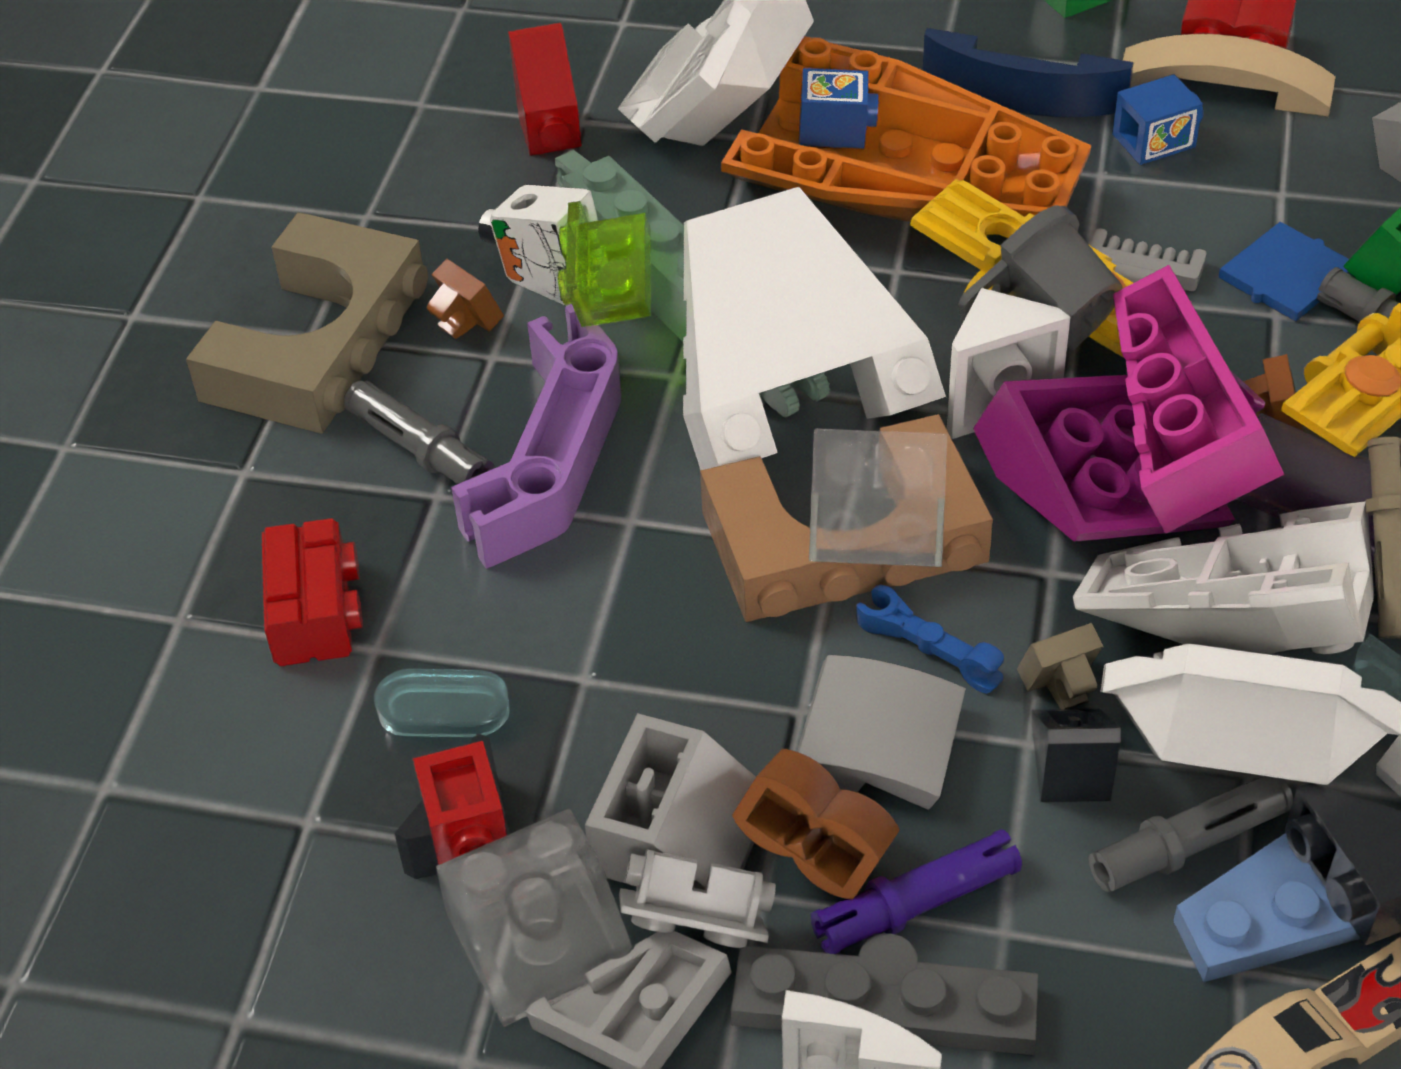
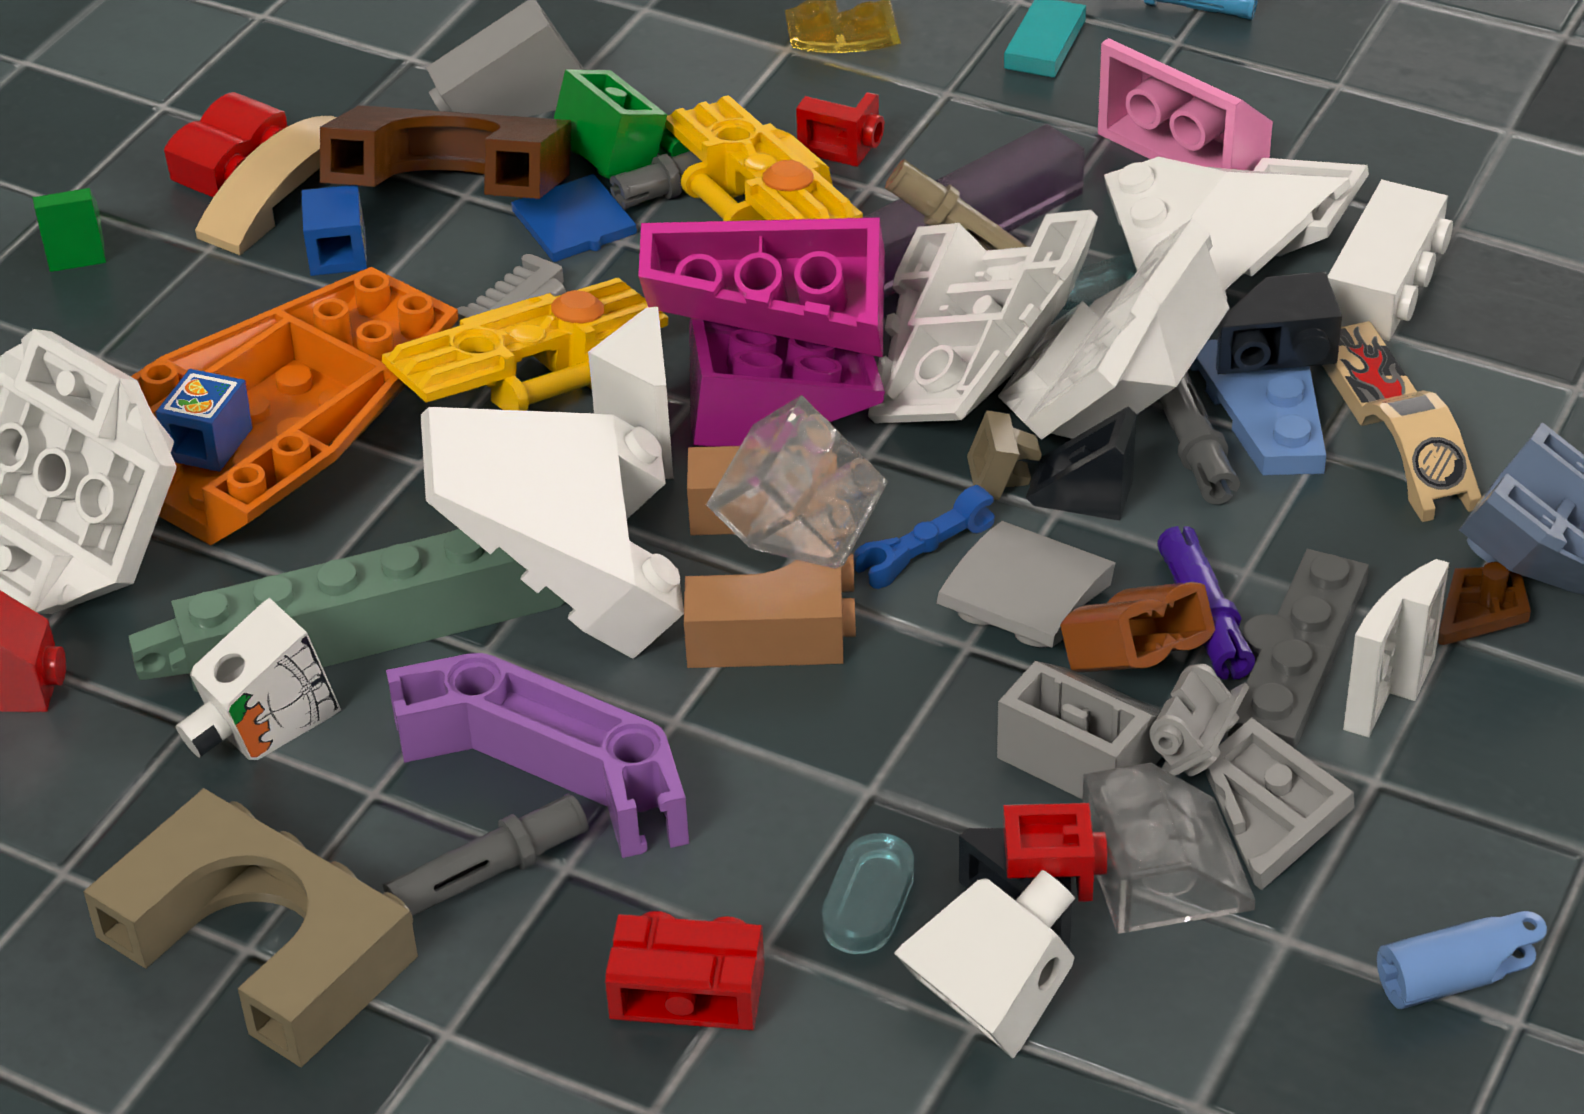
camera: 75 degrees left, 5 degrees down
(335, 800) = (995, 957): none -> white torso
(462, 301) = (296, 784): dark orange tile -> none
(606, 267) = (376, 619): clear neon green bracket -> none
(1024, 82) = (207, 308): dark blue slope -> none
(1053, 267) = (577, 309): dark grey container -> none
(1317, 172) = (515, 153): none -> reddish brown arch

